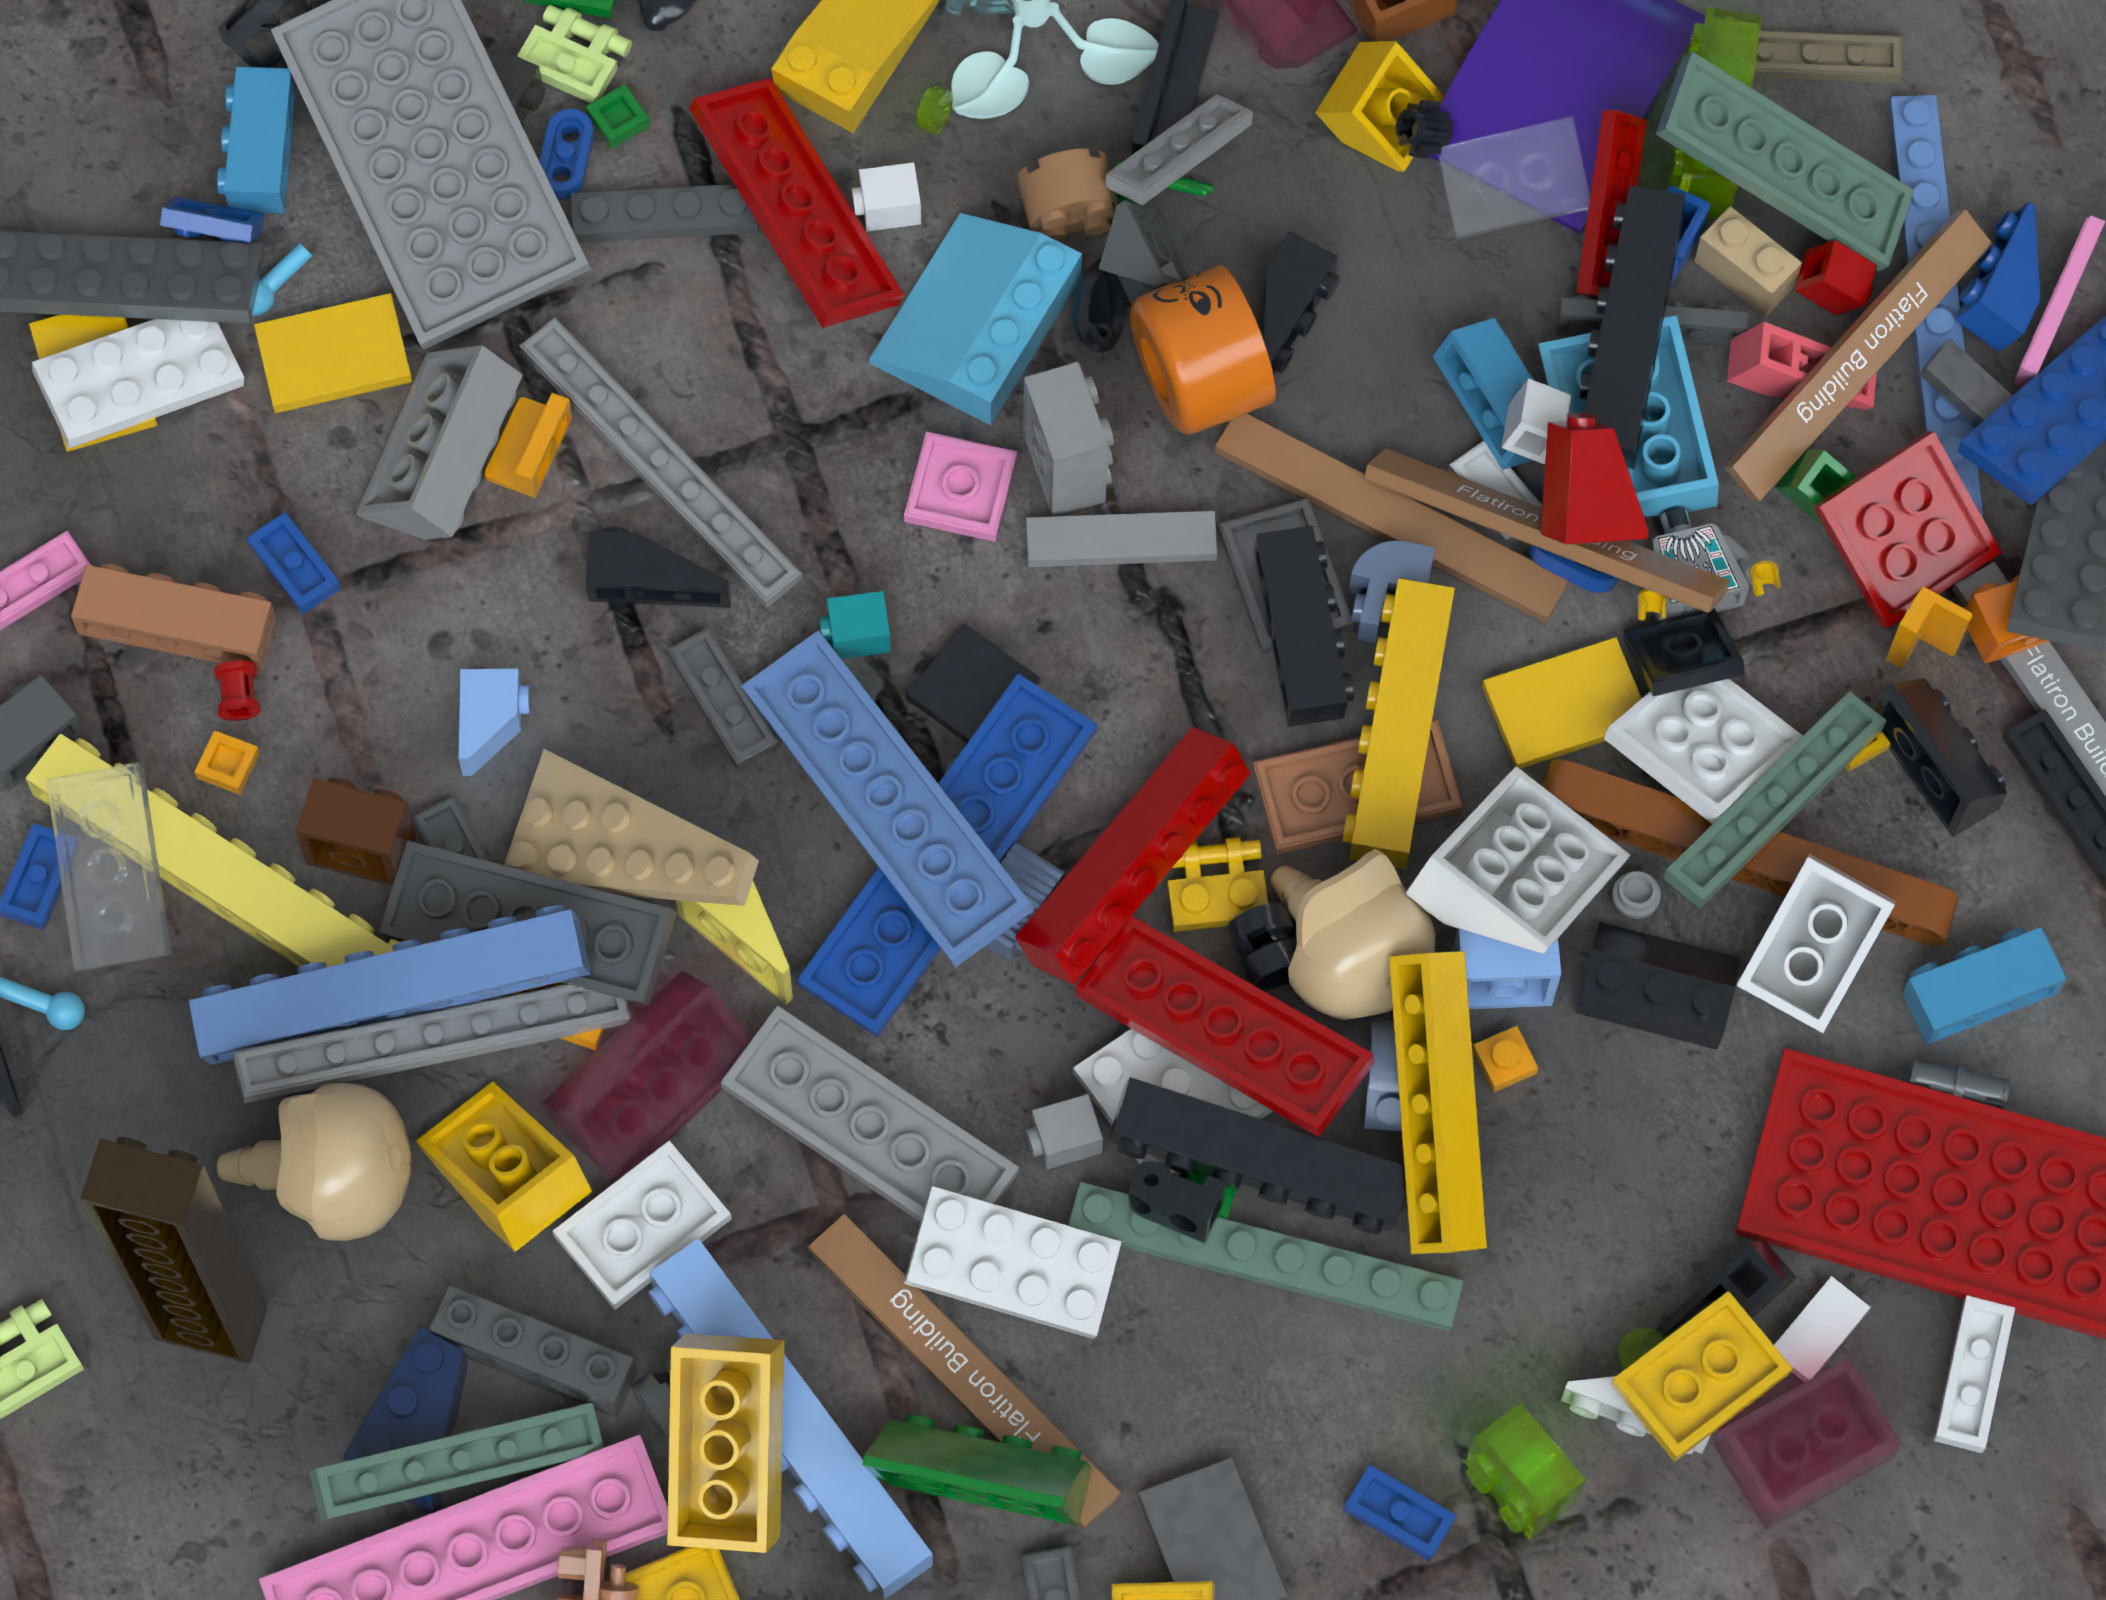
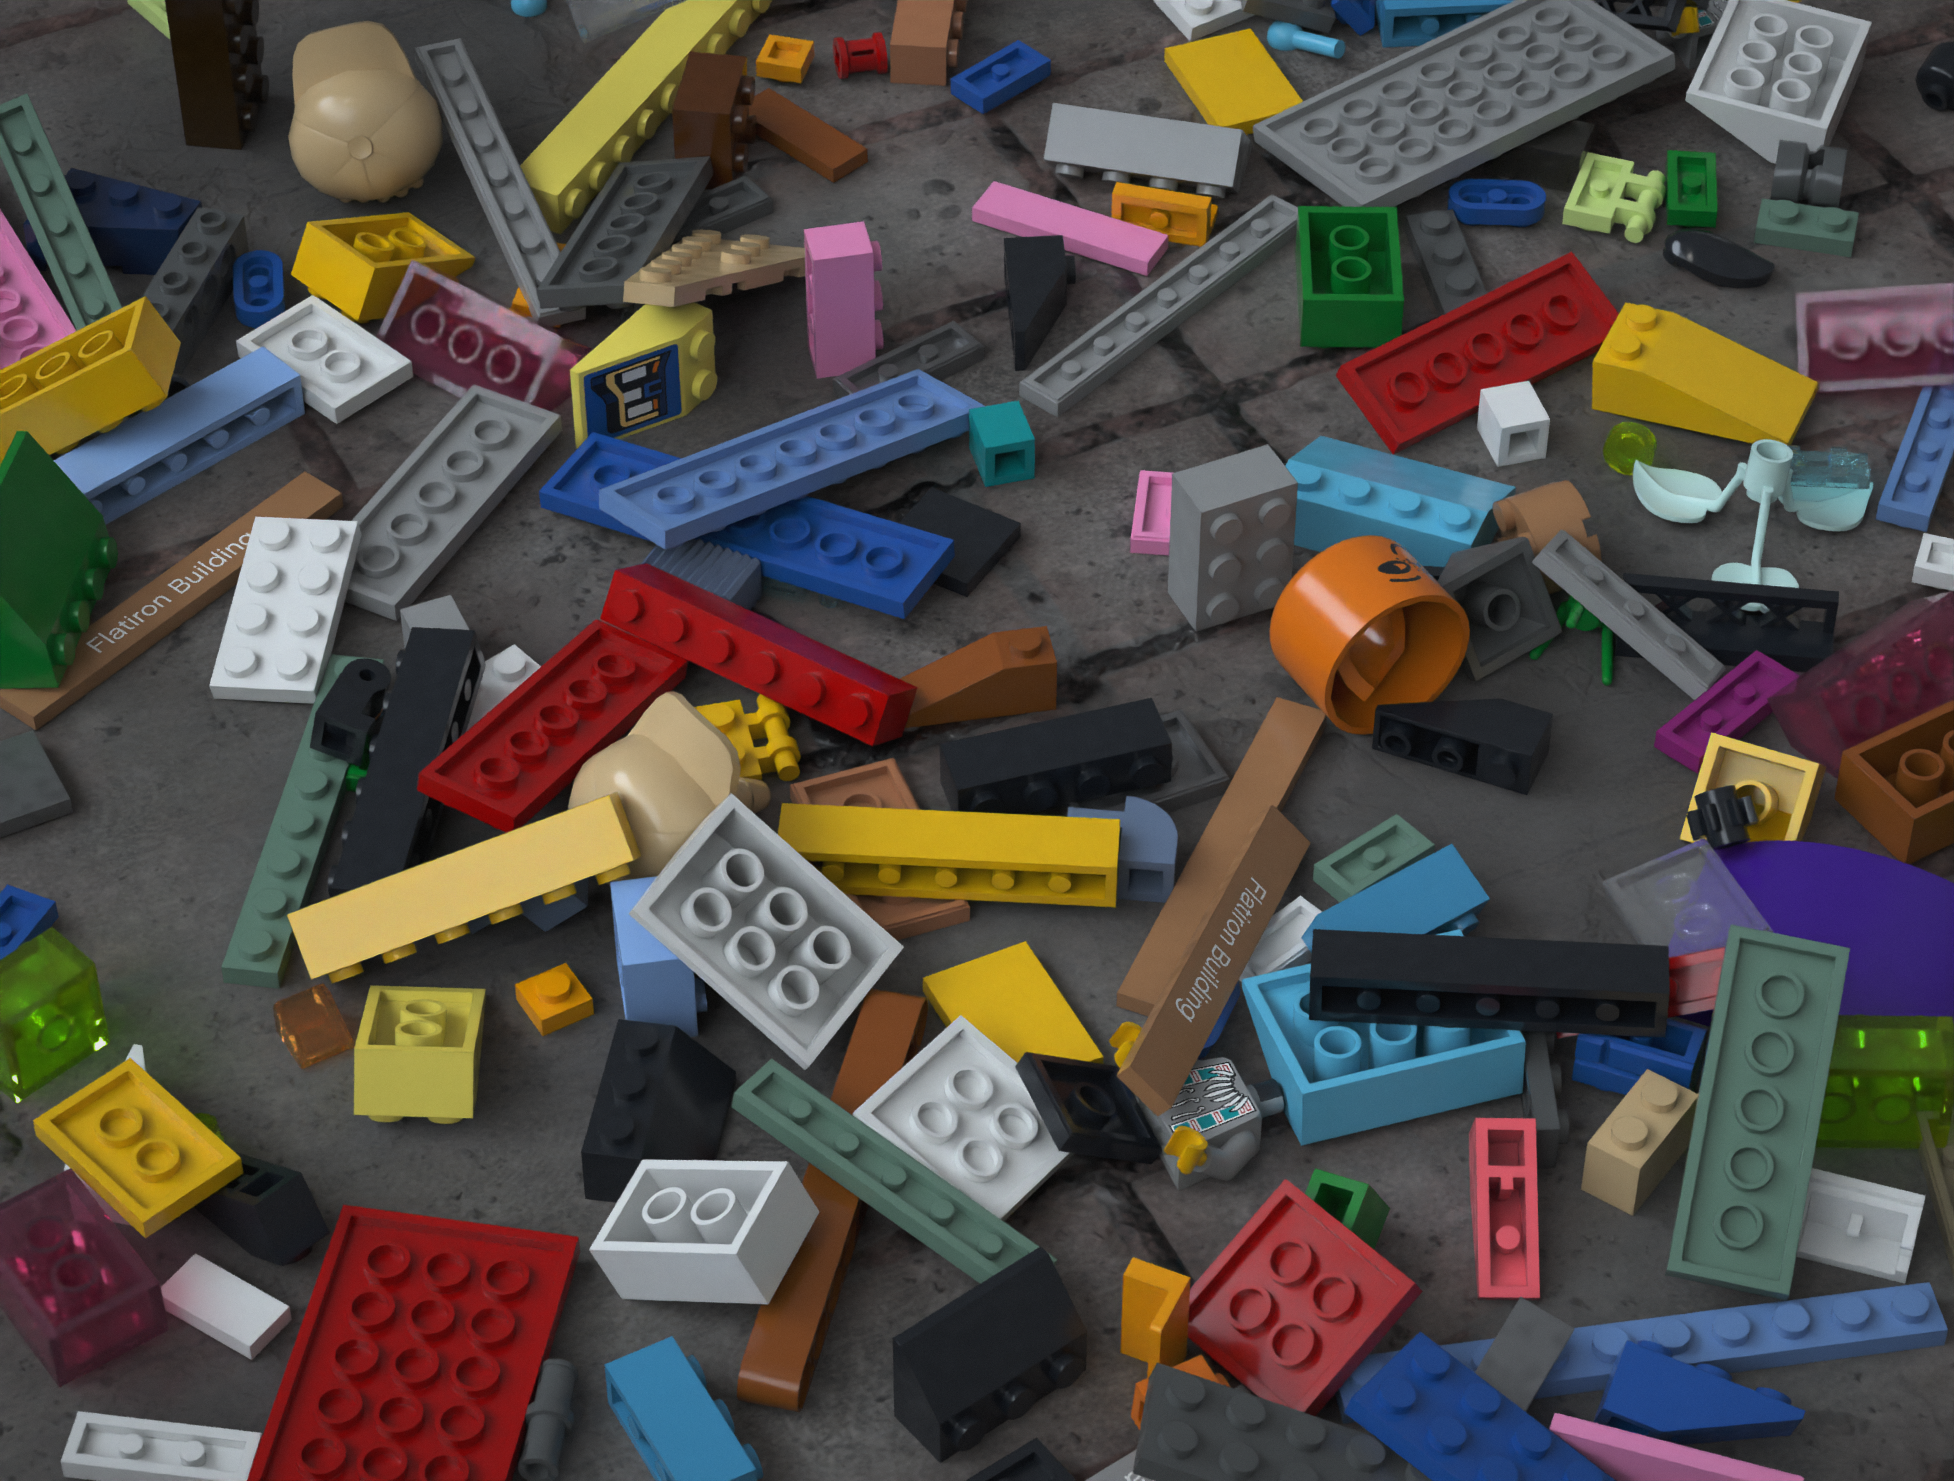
camera: 85 degrees right, 25 degrees down
(352, 754) = (806, 136): none -> dark orange tile
(393, 984) = (548, 141): medium blue brick -> none
(489, 714) = (853, 198): light blue slope -> none
(524, 1283) = (258, 287): none -> blue plate
(535, 532) = (1082, 230): none -> bright pink tile
(617, 116) = (1550, 232): green plate -> none
(677, 294) = (1348, 276): none -> green brick
(685, 730) = (842, 297): none -> bright pink brick
(1121, 539) = (1149, 635): light grey tile -> none
(1170, 677) = (987, 679): none -> dark orange slope
(1273, 102) = (1726, 708): none -> magenta plate
(1419, 402) = (1371, 858): none -> sand green plate
(1525, 1254) = (311, 1026): none -> clear orange slope
(1528, 419) = (1343, 902): white brick -> none
(1564, 1163) = (419, 1053): none -> light yellow slope
(1588, 485) = (1252, 937): red slope -> none
(1835, 278) = (1638, 1227): red brick -> none
(1842, 115) = (1859, 1225): none -> white hinge
(1857, 355) = (1537, 1244): medium nougat tile -> none

